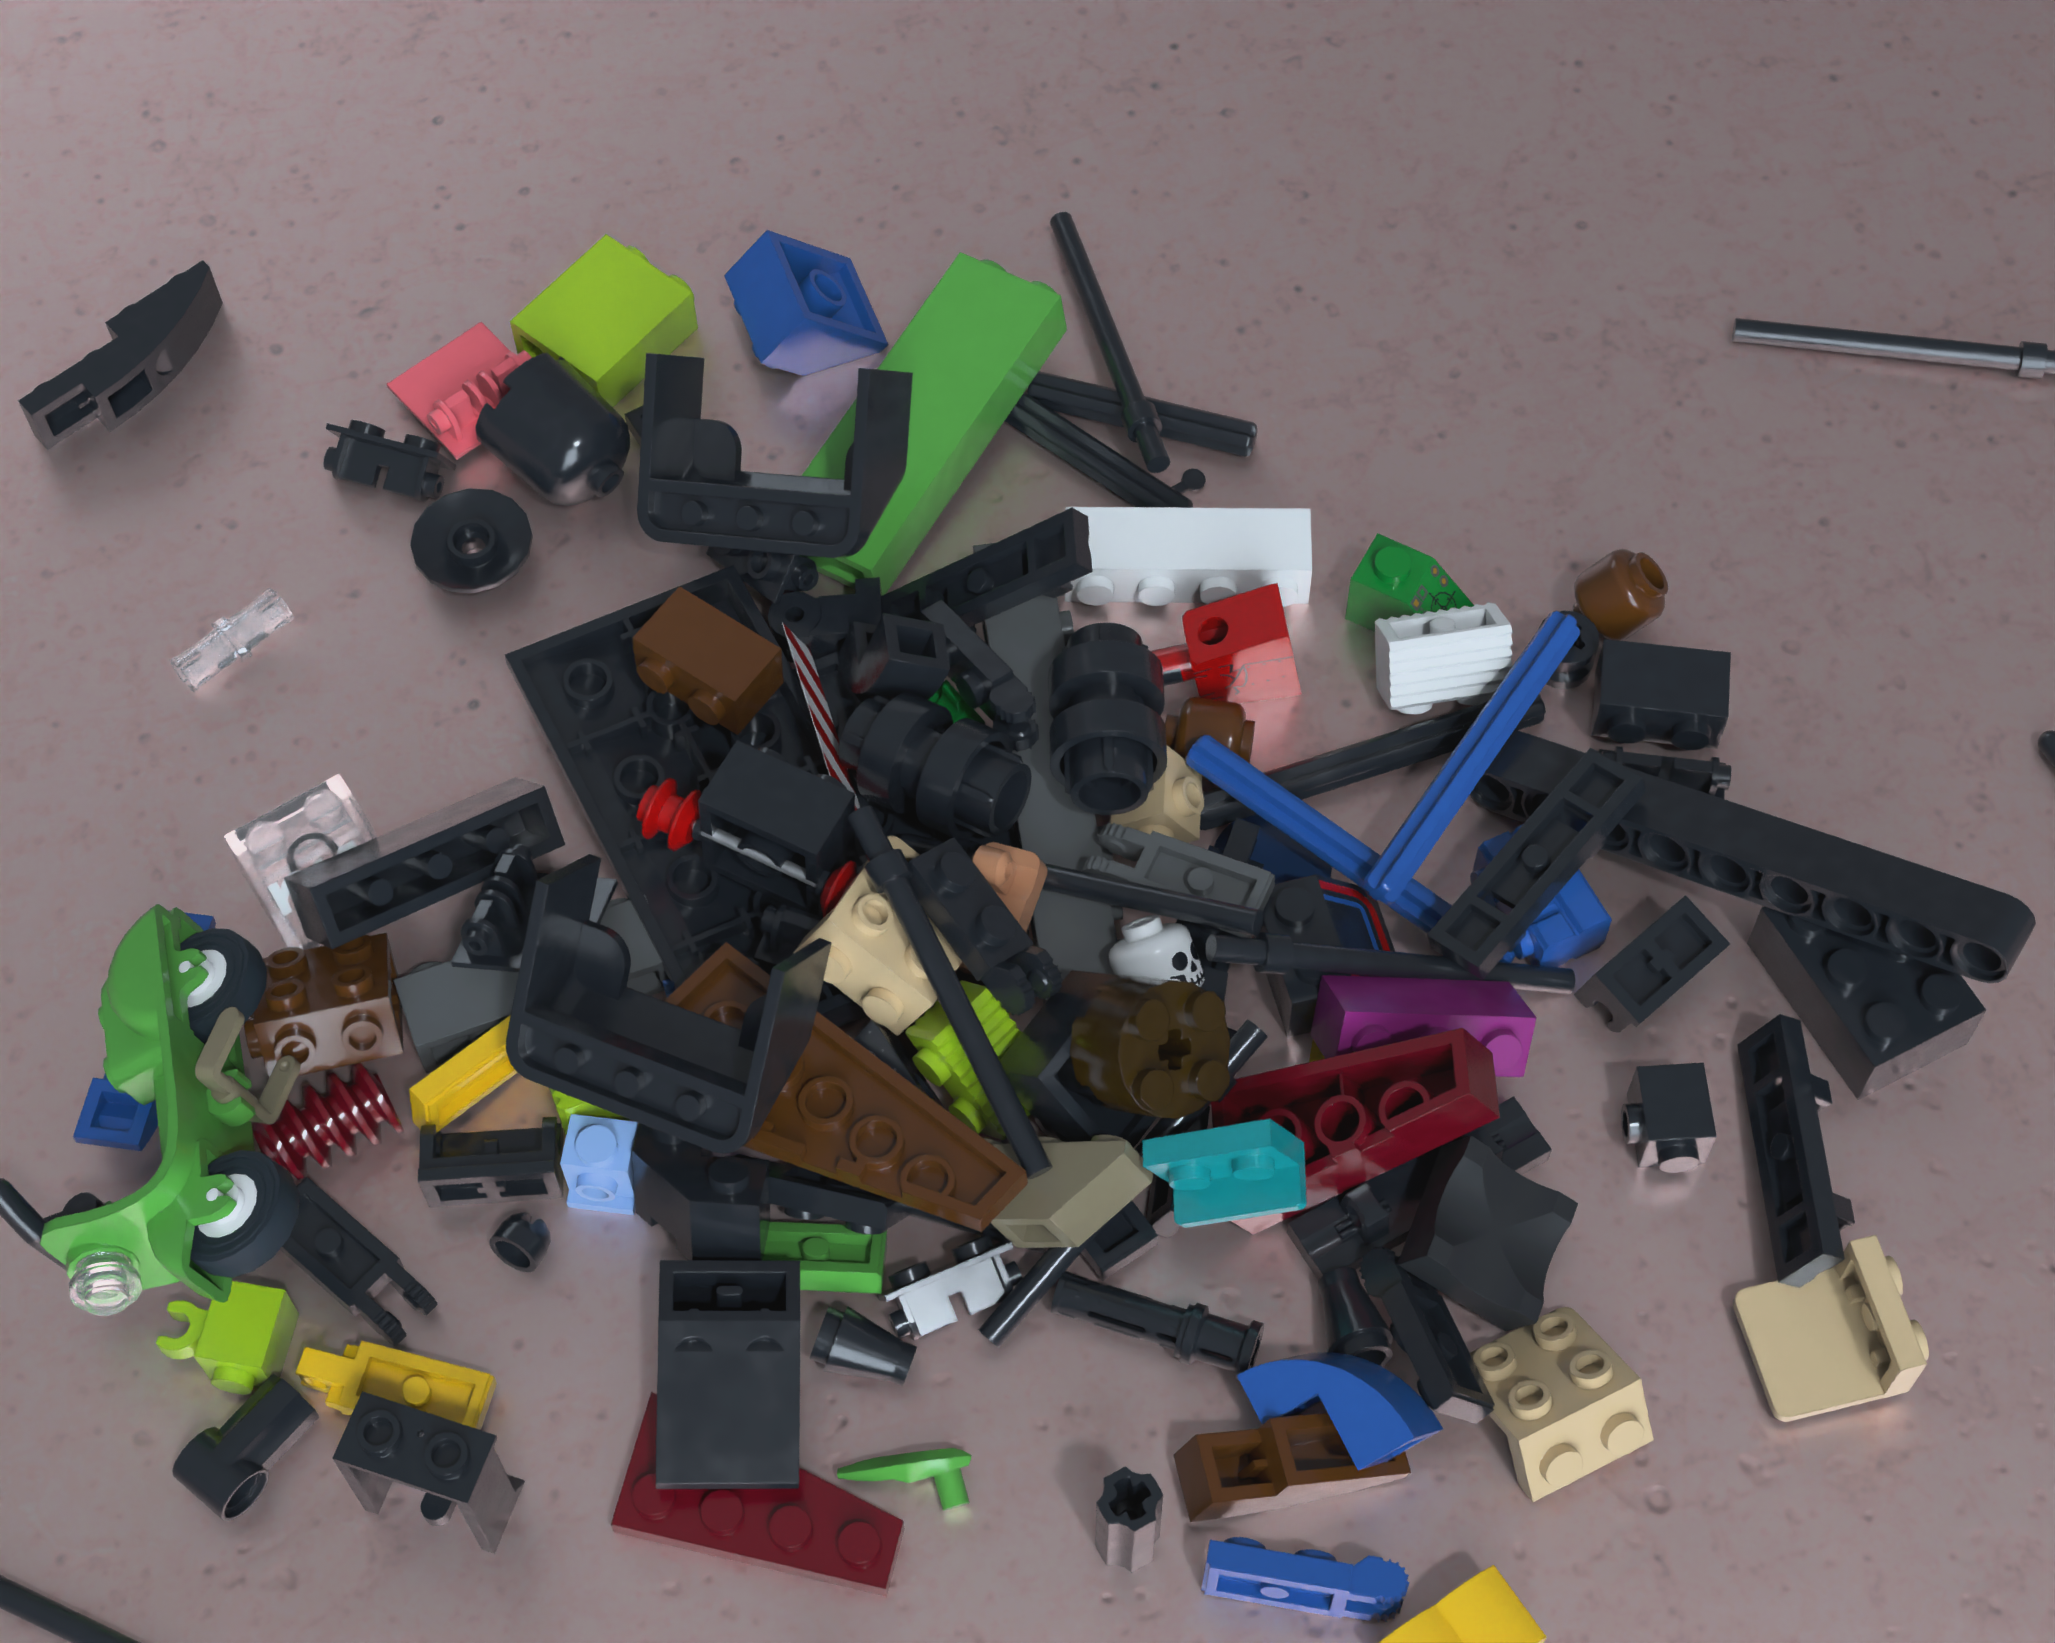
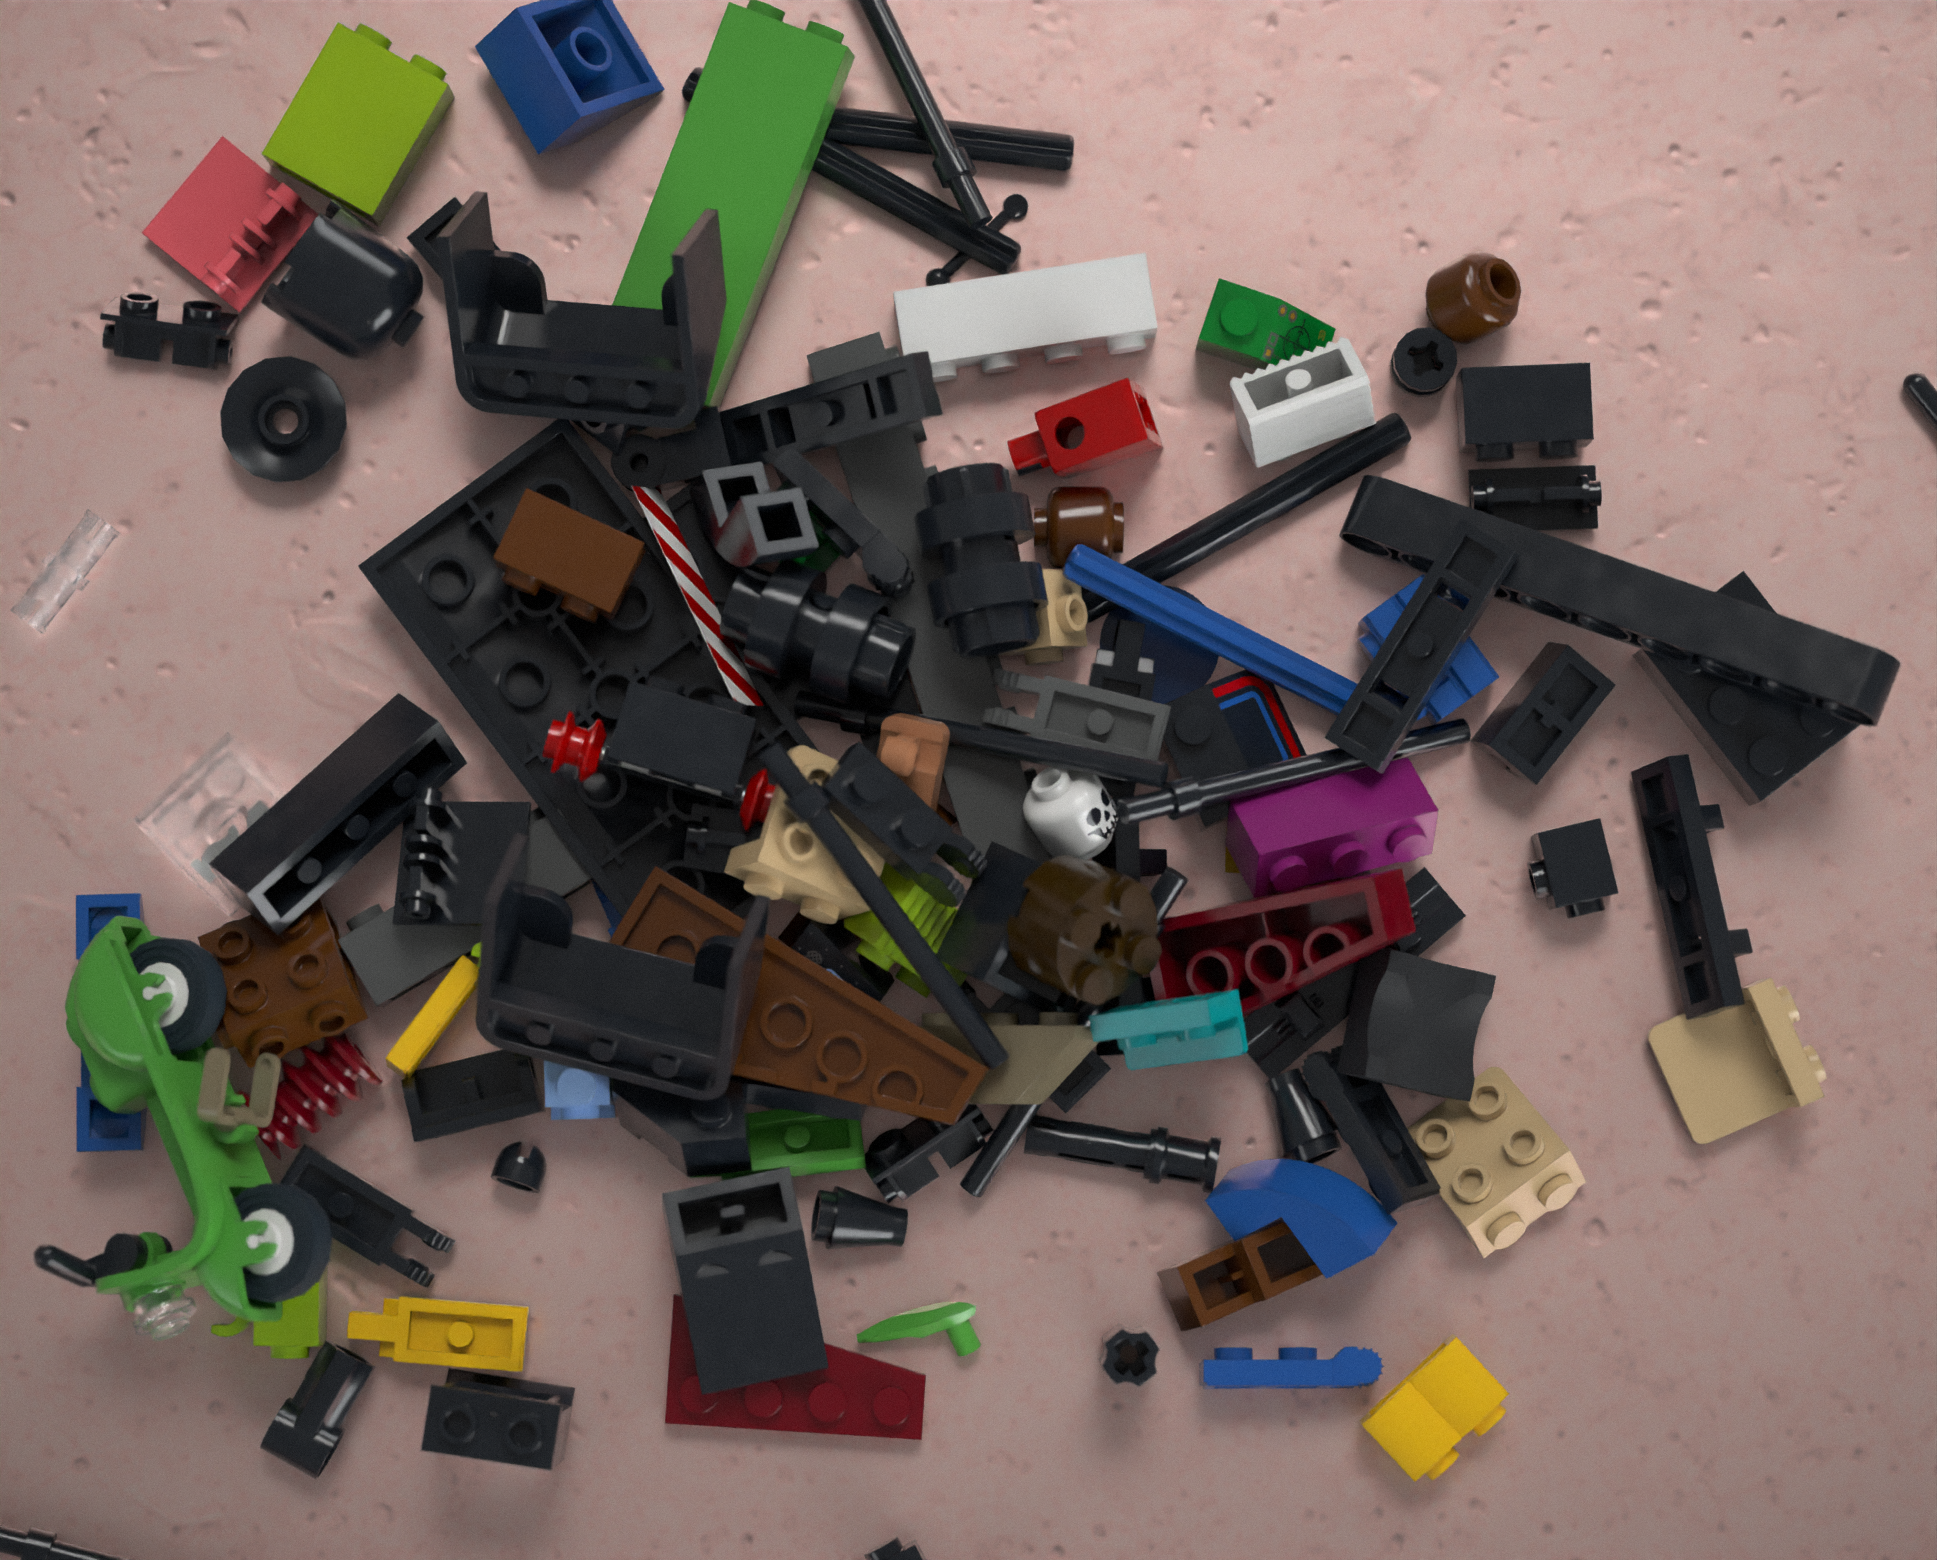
camera: 10 degrees left, 25 degrees up
(1471, 758) = (1346, 522): blue axle -> none

